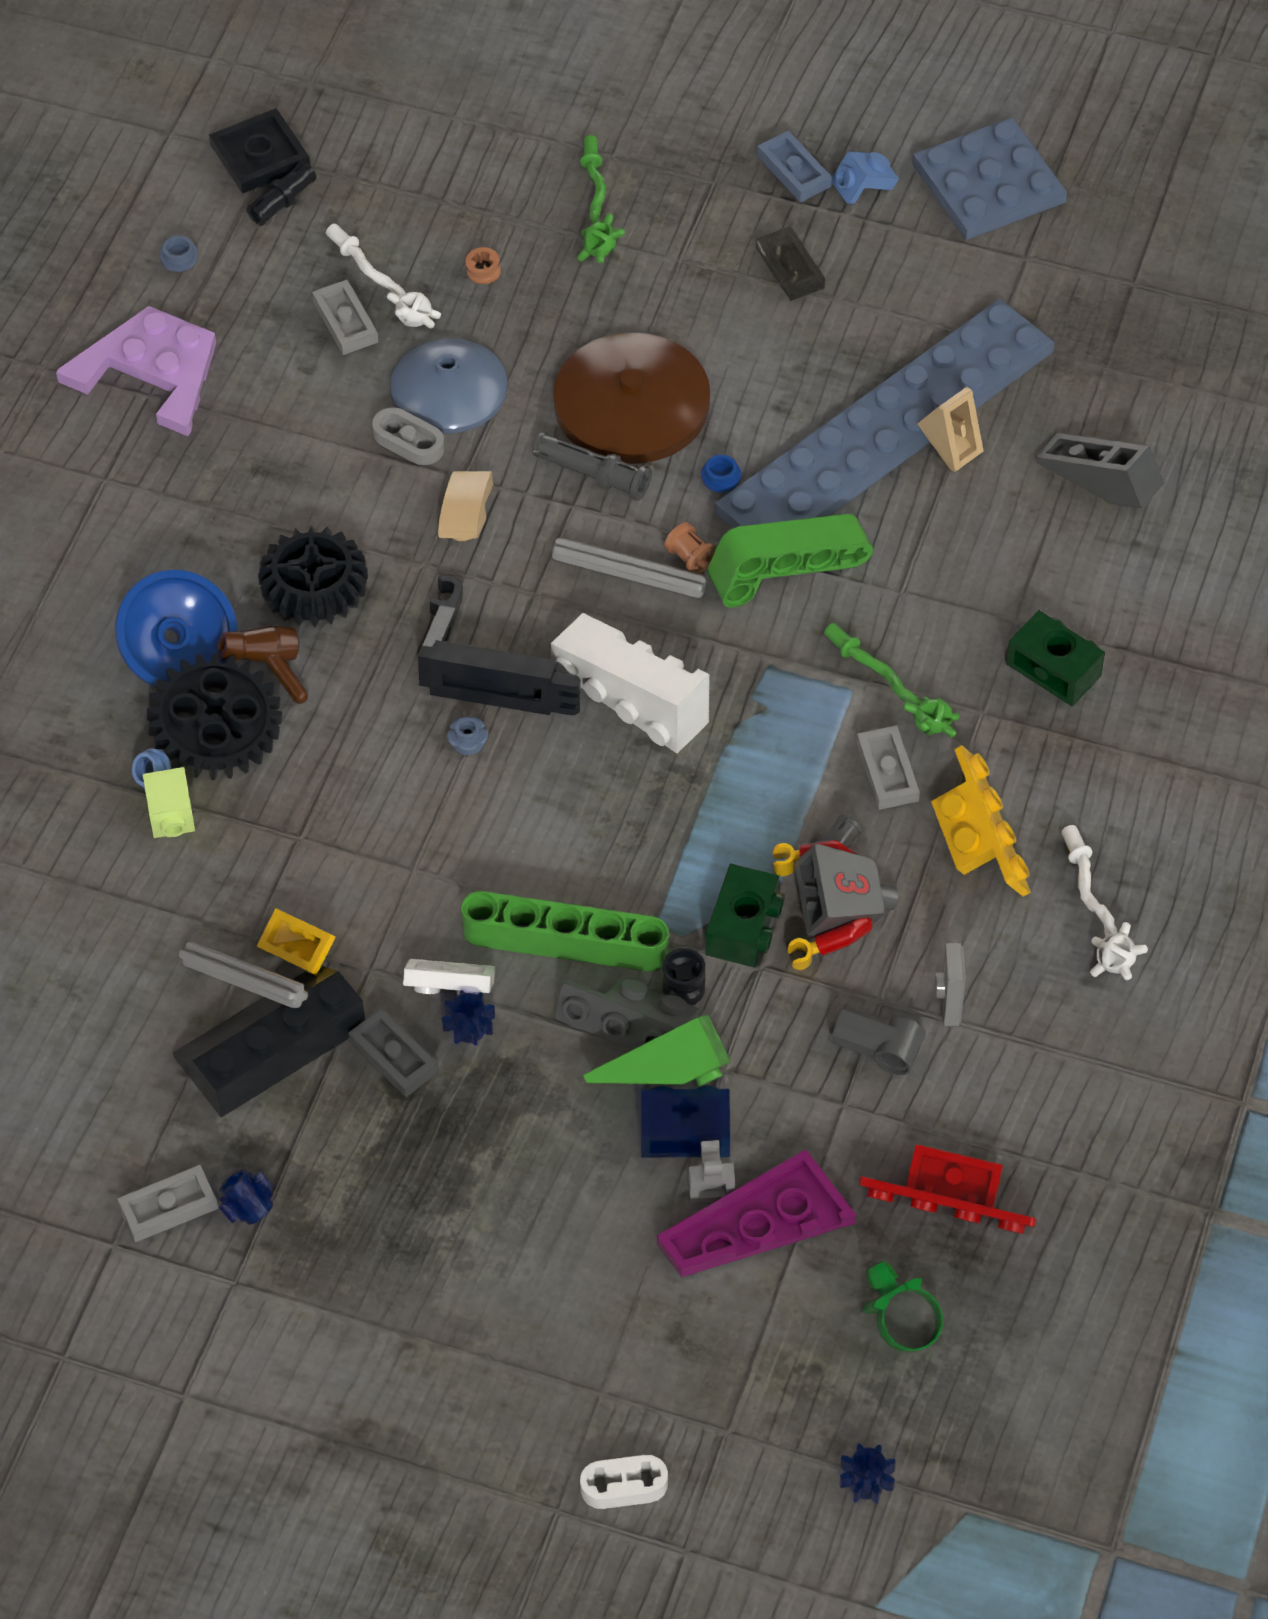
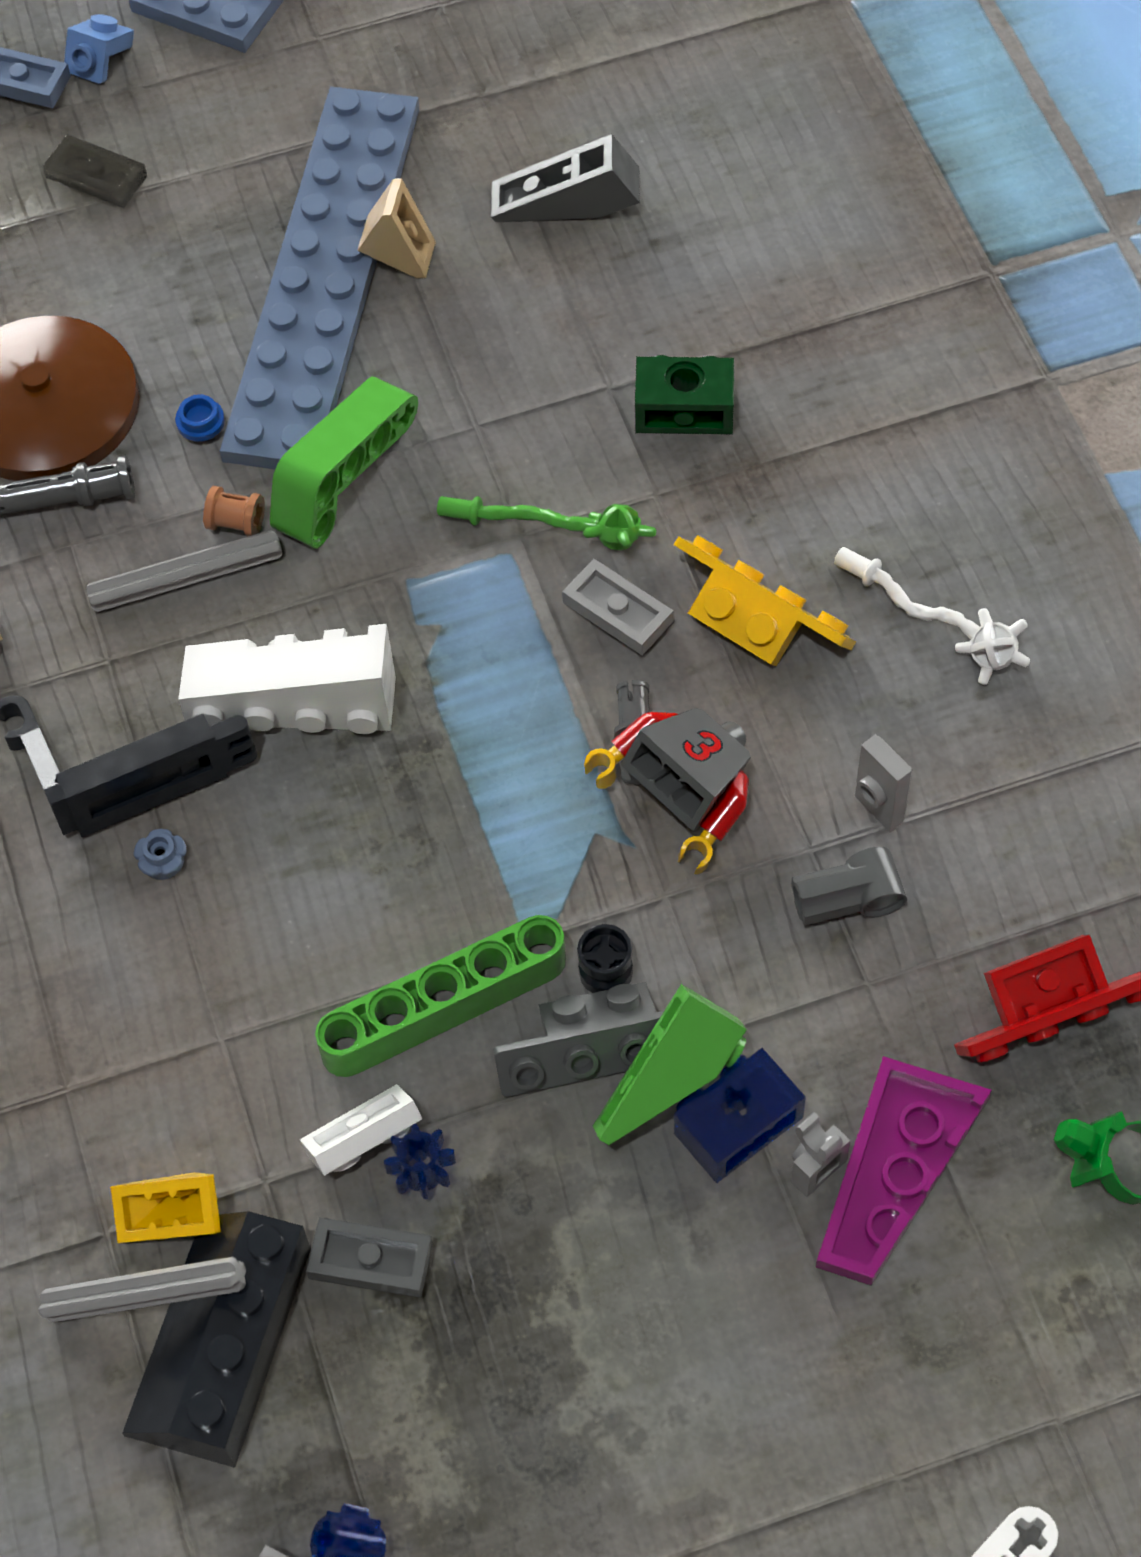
camera: 35 degrees left, 5 degrees up
(744, 893) = (617, 881): dark green brick -> none

